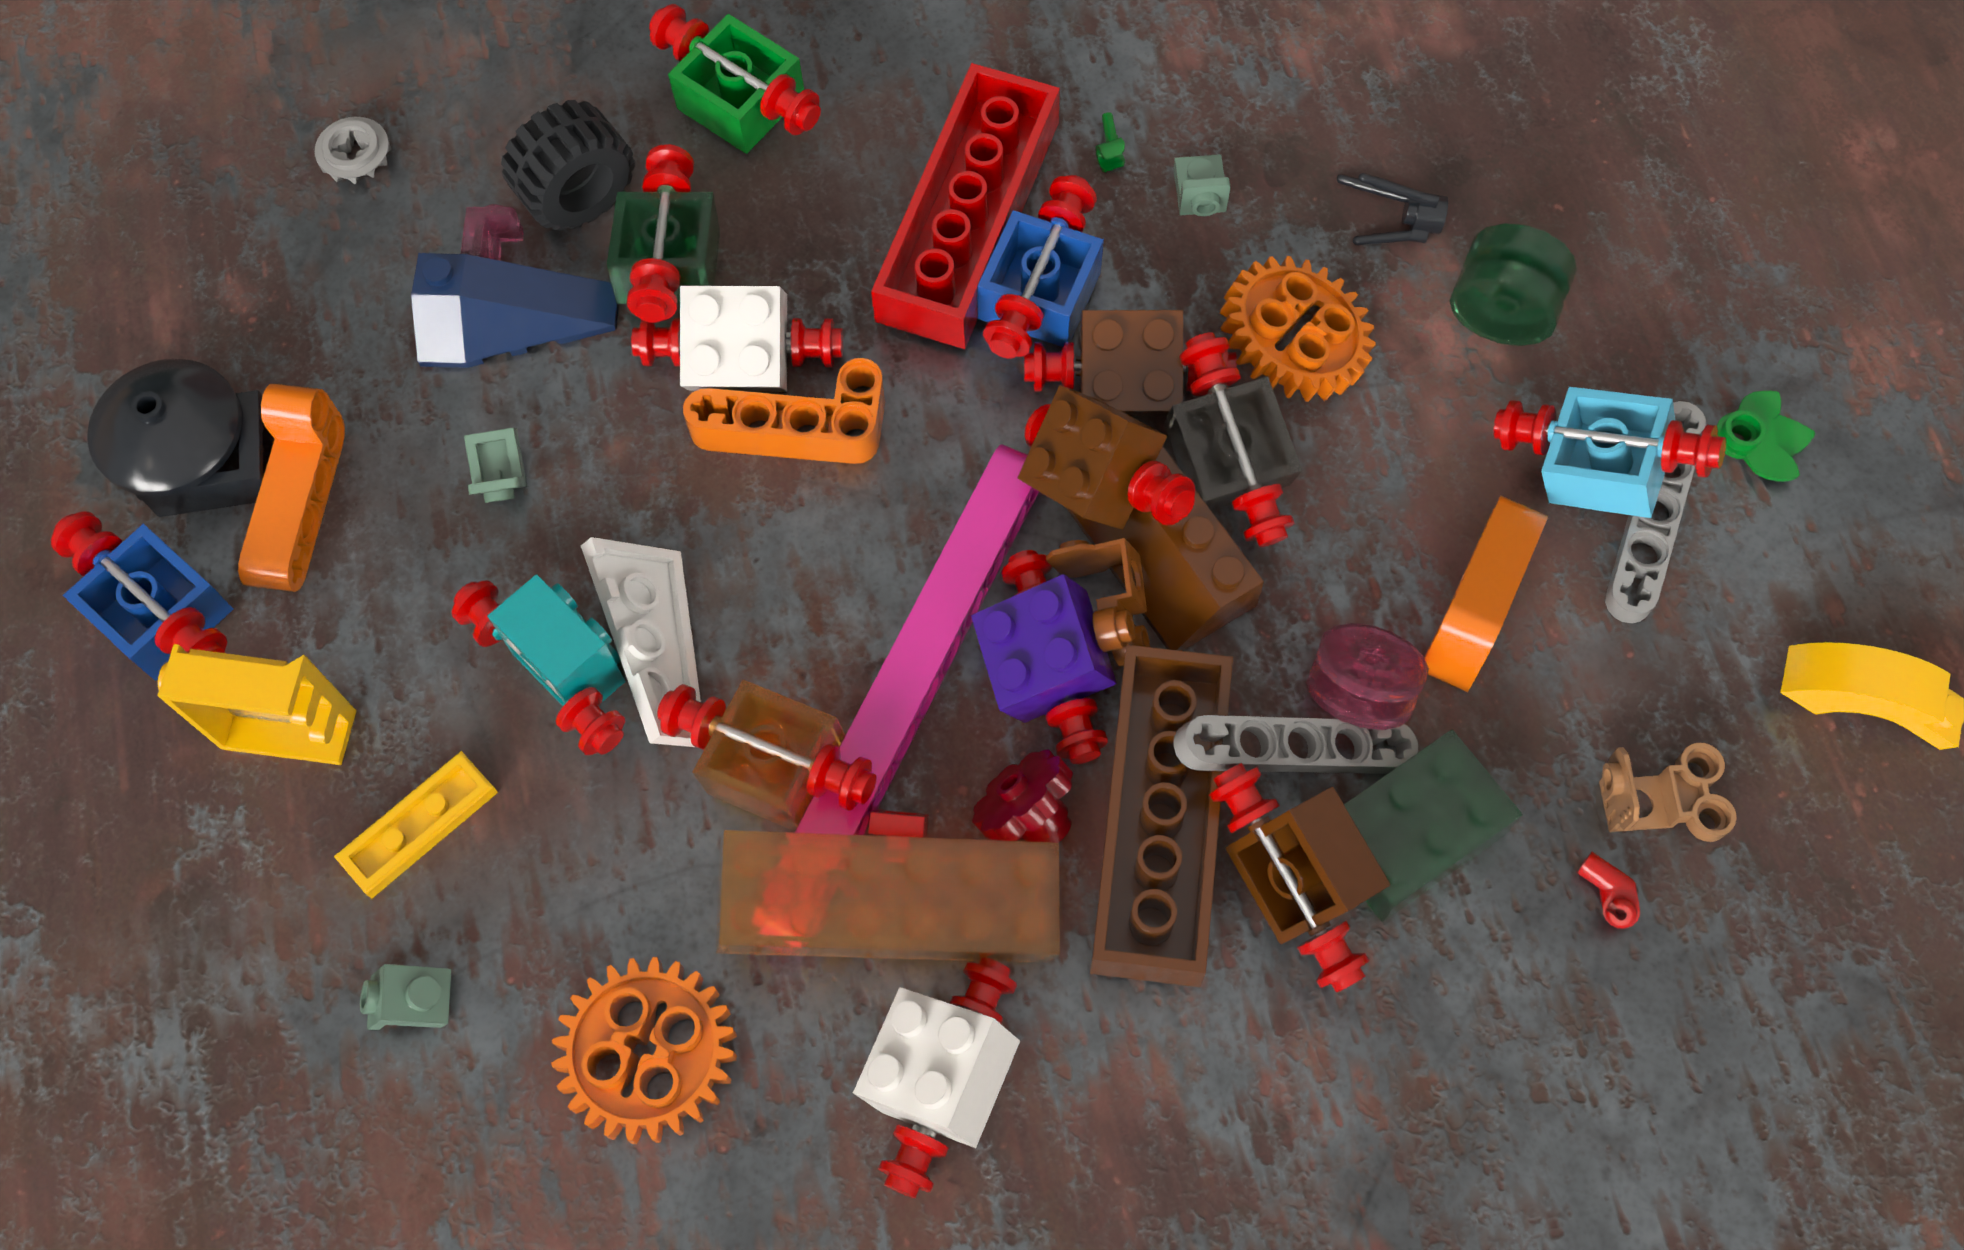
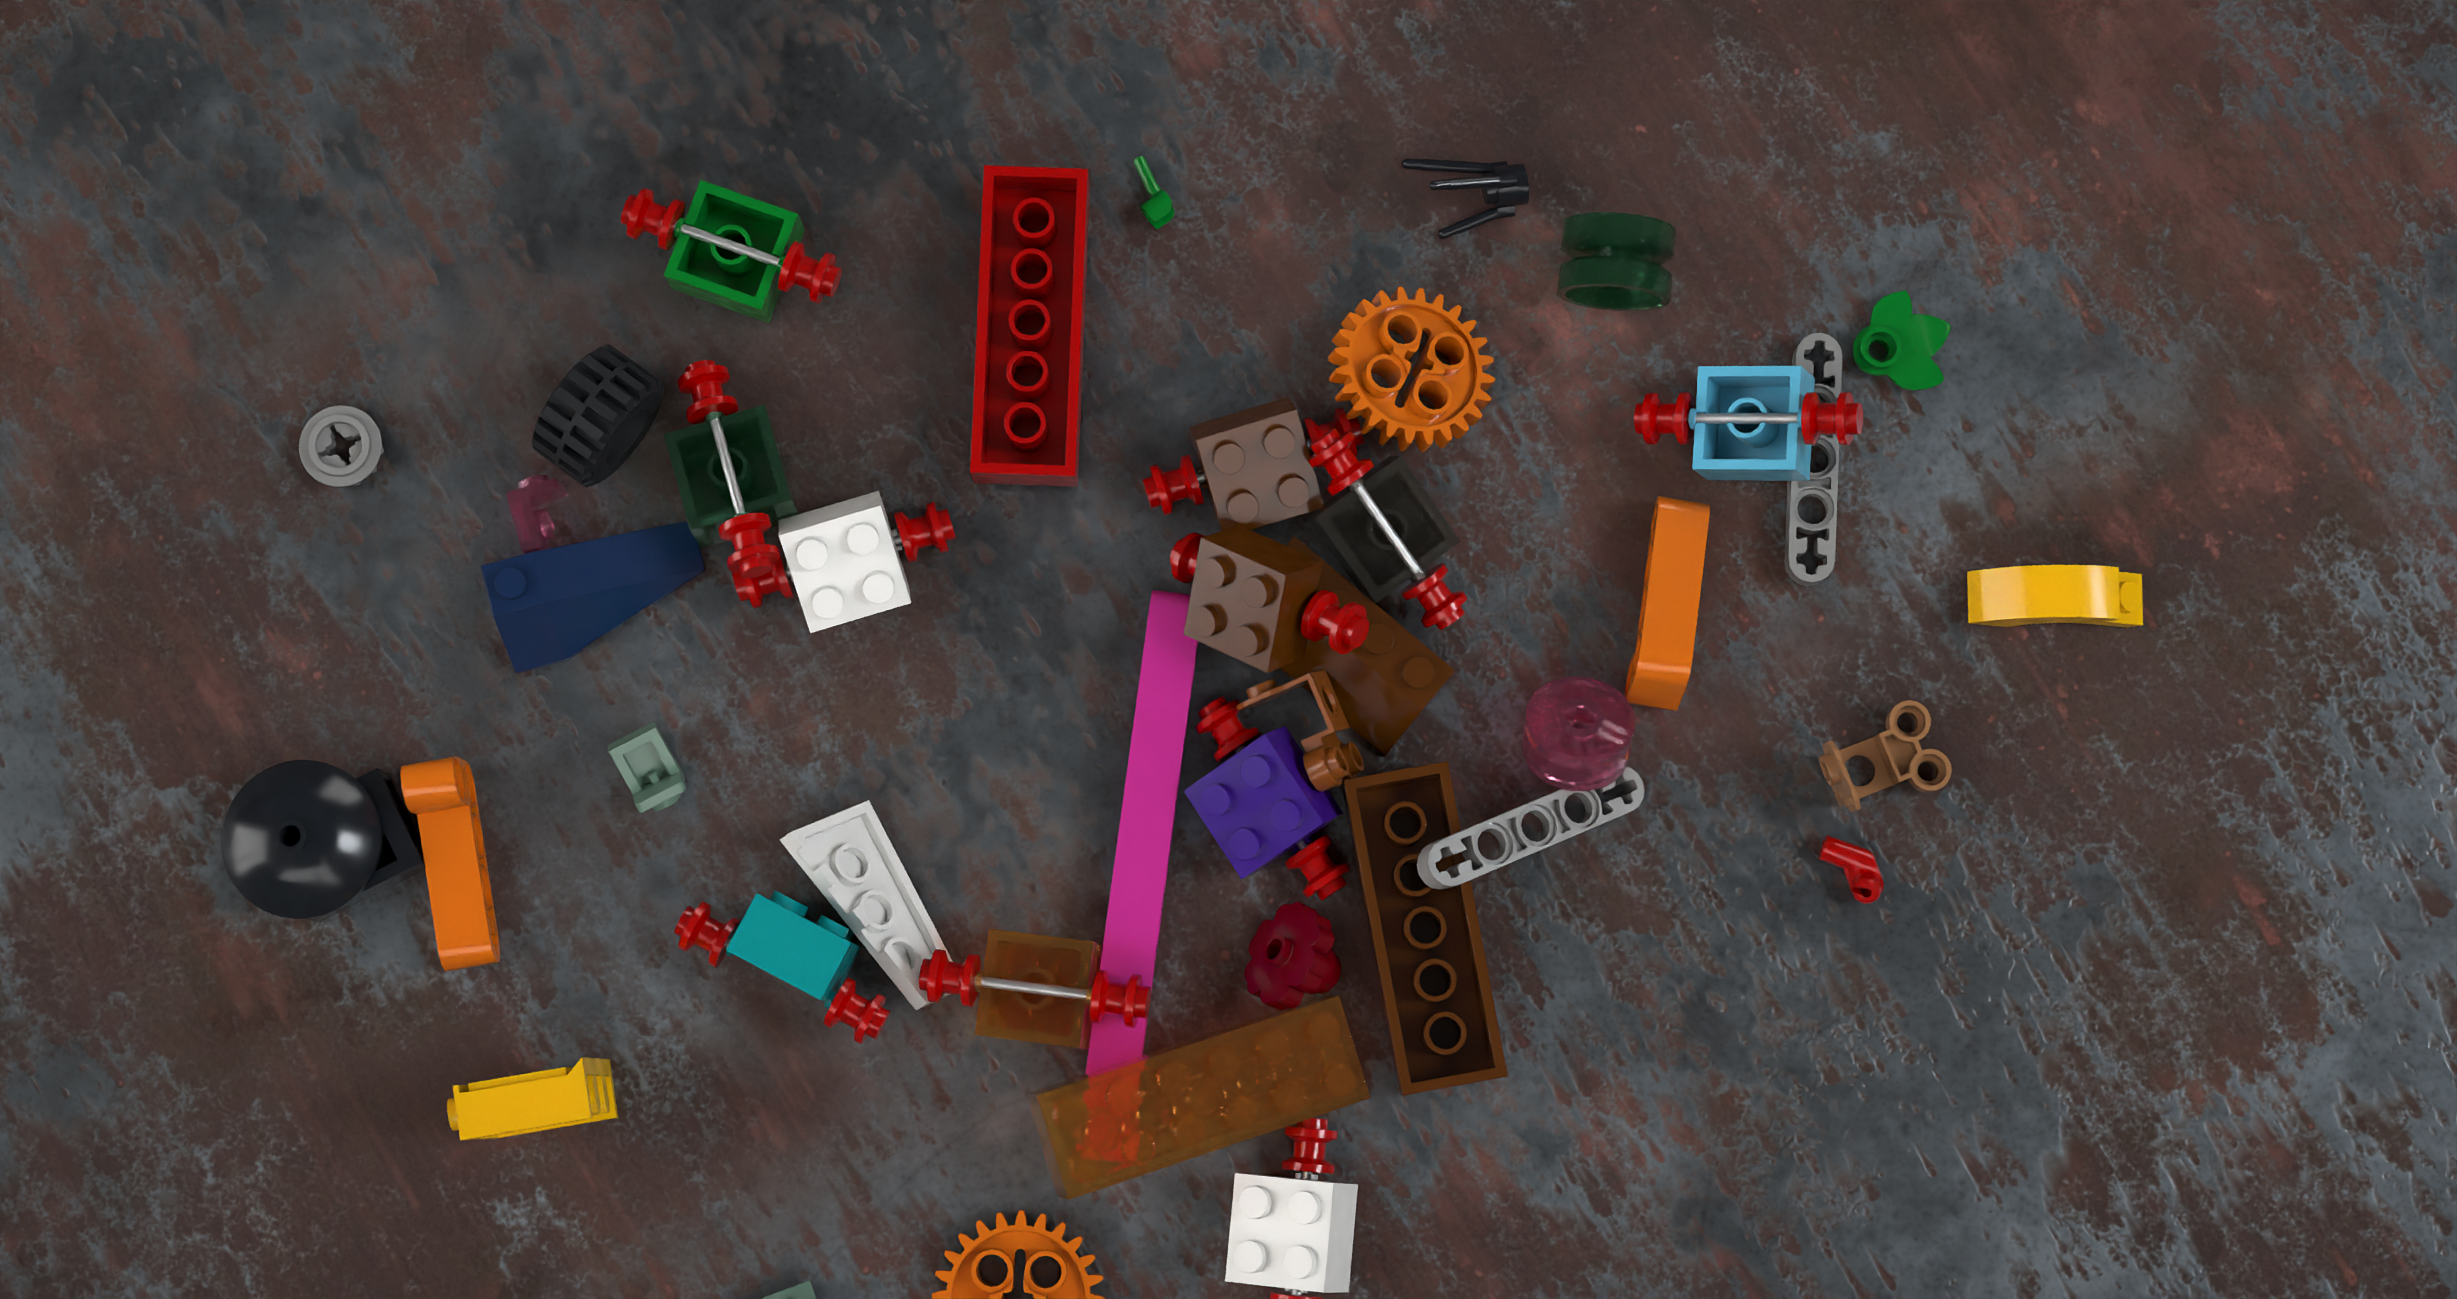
camera: 20 degrees left, 15 degrees up
(139, 592) = (363, 1023): blue brick -> none
(415, 825) = (718, 1154): yellow tile -> none
(712, 413) = (923, 622): orange beam -> none
(898, 823) = (1180, 1015): red tile -> none
(1041, 272) = (1133, 390): blue brick -> none
(1201, 185) = (1263, 219): sand green bracket -> none
(1303, 869) = (1569, 950): reddish brown brick -> none
(1429, 819) = (1662, 864): clear green brick -> none

